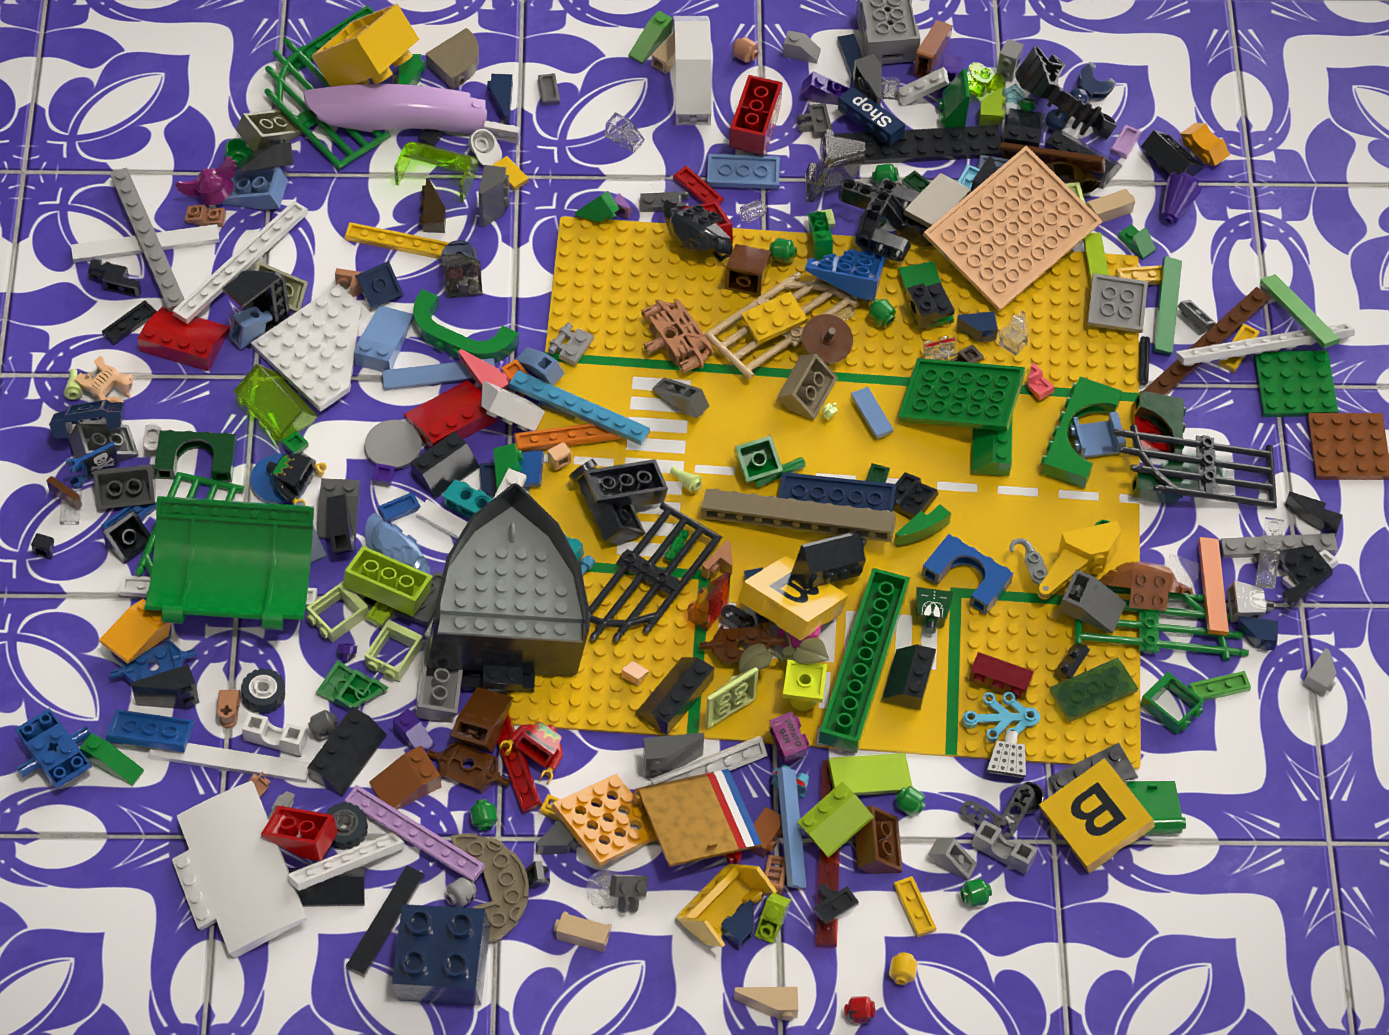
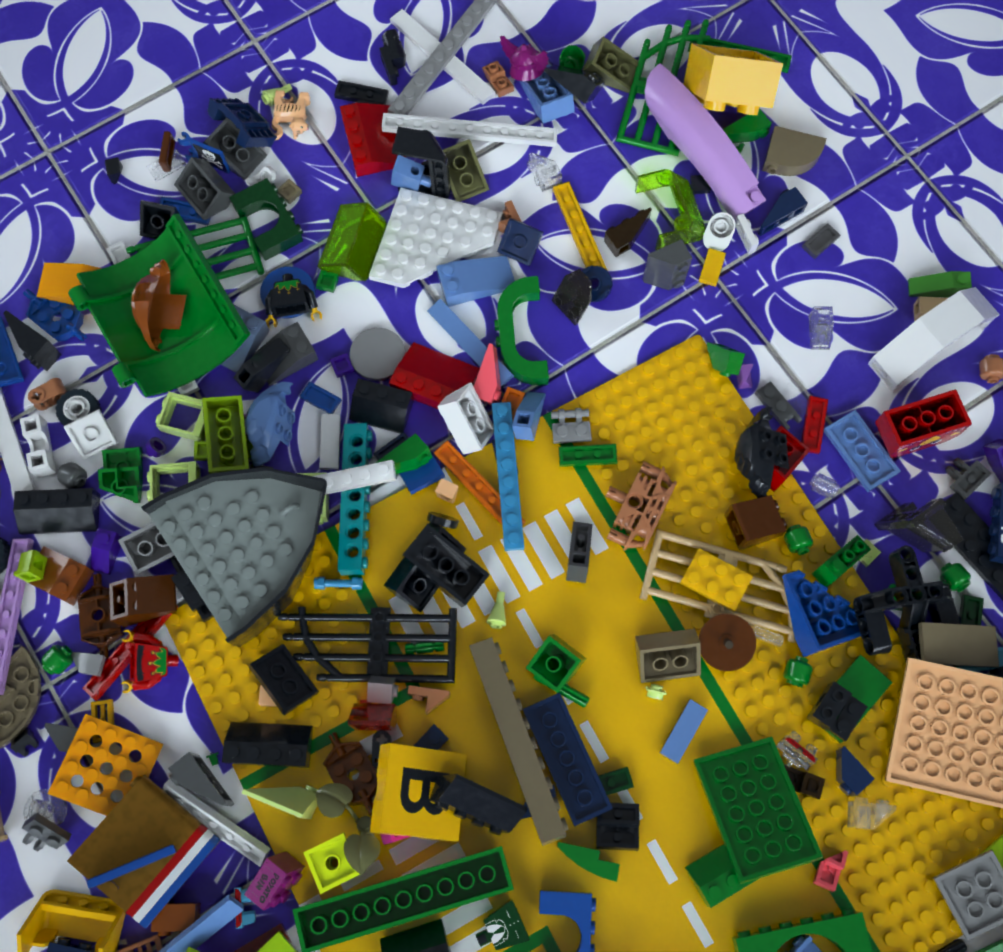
camera: 60 degrees right, 15 degrees up
(182, 423) = (289, 191): none -> dark tan plate
(228, 568) = (155, 306): none -> dark orange animal
(296, 689) = (90, 434): none -> white tile
(326, 232) = (545, 171): none -> clear slope
(386, 790) = (31, 566): none -> lime brick
(506, 792) = (89, 663): none -> light grey slope
(604, 347) = (587, 455): none -> green tile
(630, 651) = (283, 679): none -> black plate
(691, 586) = (381, 689): none -> light grey brick
(707, 820) = (131, 866): none -> blue tile

